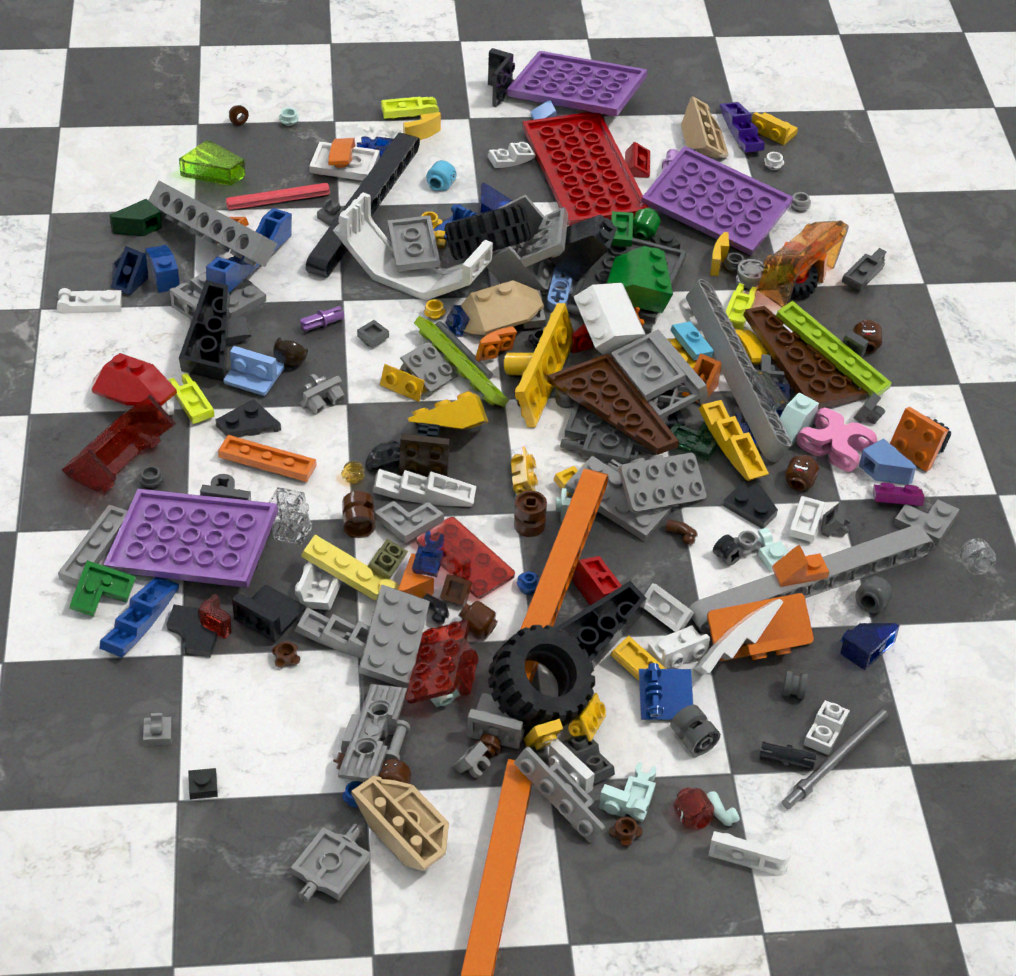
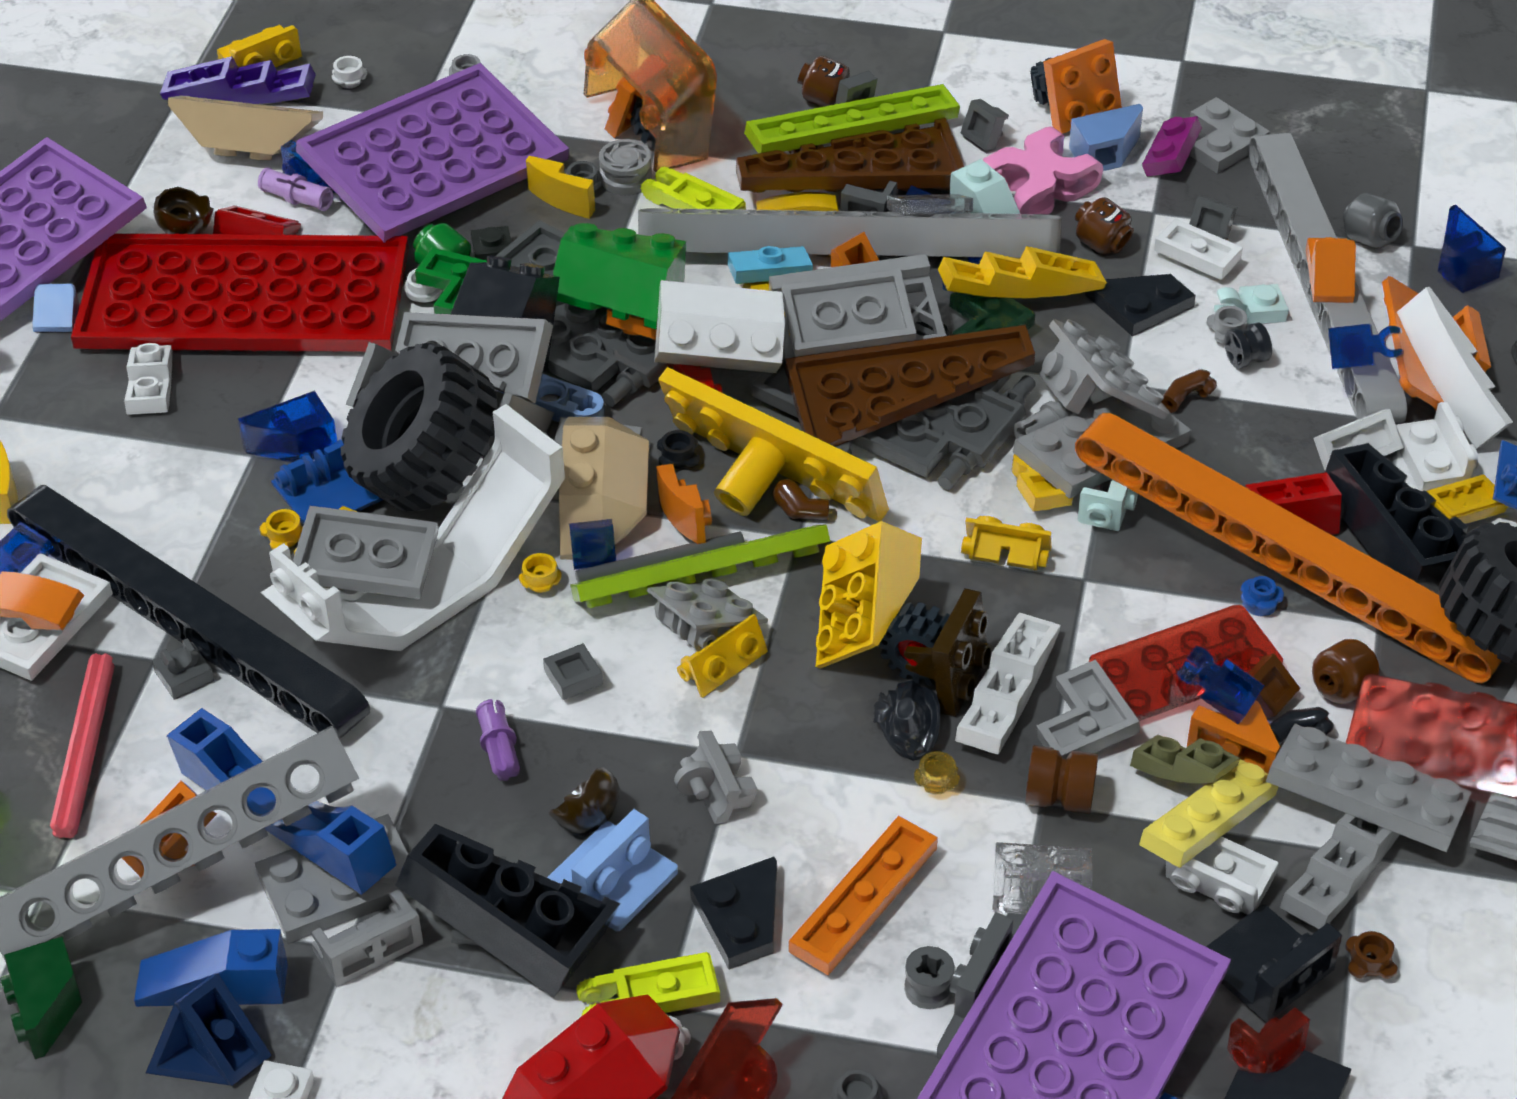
camera: 70 degrees left, 0 degrees up
(441, 175) = (163, 483): medium azure head -> none
(530, 513) = (1120, 550): reddish brown wheel -> none
(628, 131) = (182, 211): none -> dark brown hair
(728, 584) = (1357, 346): none -> clear blue plate
(977, 556) = (1318, 103): clear head -> none

